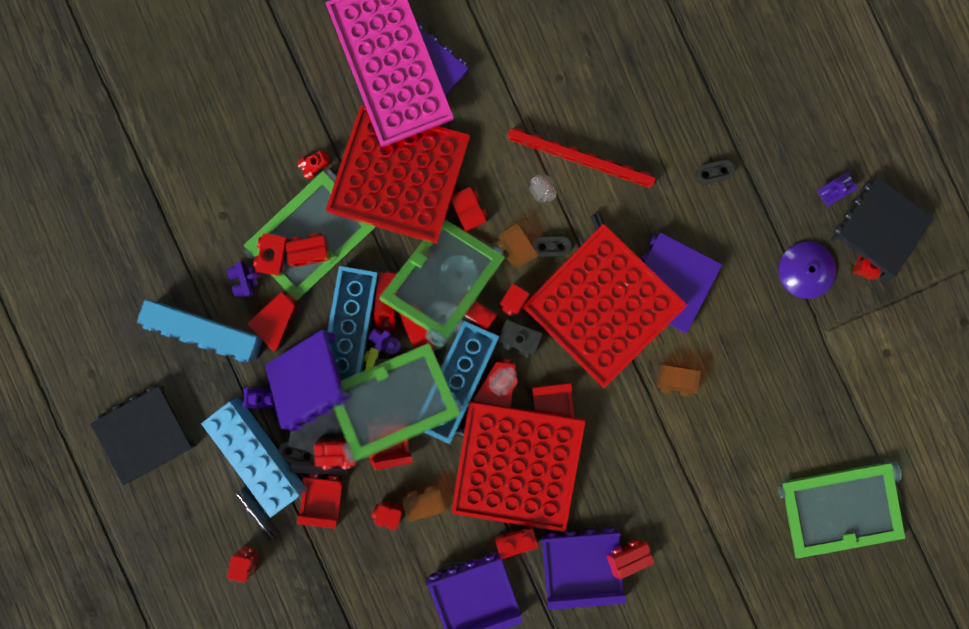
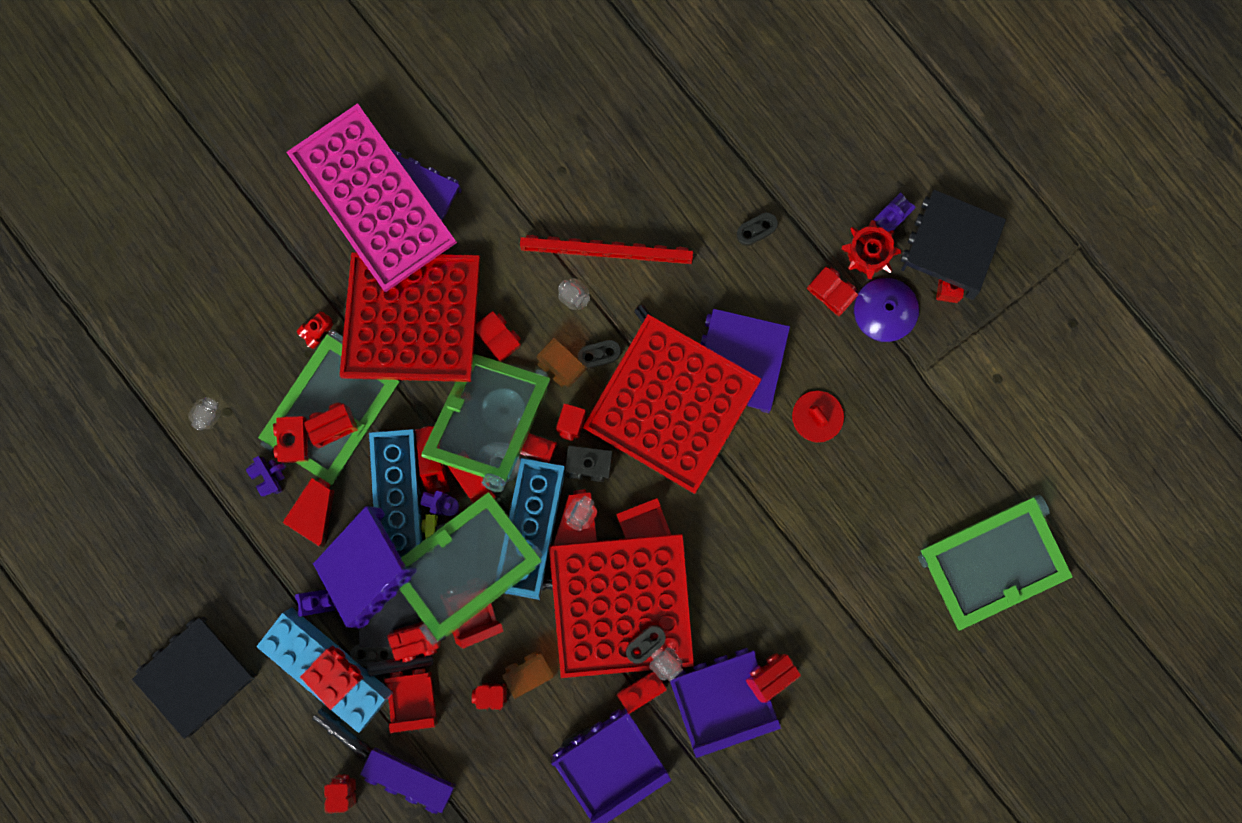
camera: 10 degrees left, 5 degrees down
(200, 330) = (225, 542): dark azure brick -> none
(202, 213) = (204, 413): none -> clear head
(259, 466) = (332, 676): none -> red plate
(302, 566) = (407, 780): none -> dark purple brick
(531, 505) = (647, 645): none -> pearl dark grey plate
(543, 525) = (666, 663): none -> clear head
(678, 379) = (775, 464): clear orange brick -> none
(724, 347) = (817, 416): none -> red shield
(766, 242) = (833, 291): none -> red brick
(820, 215) = (866, 238): none -> red brick

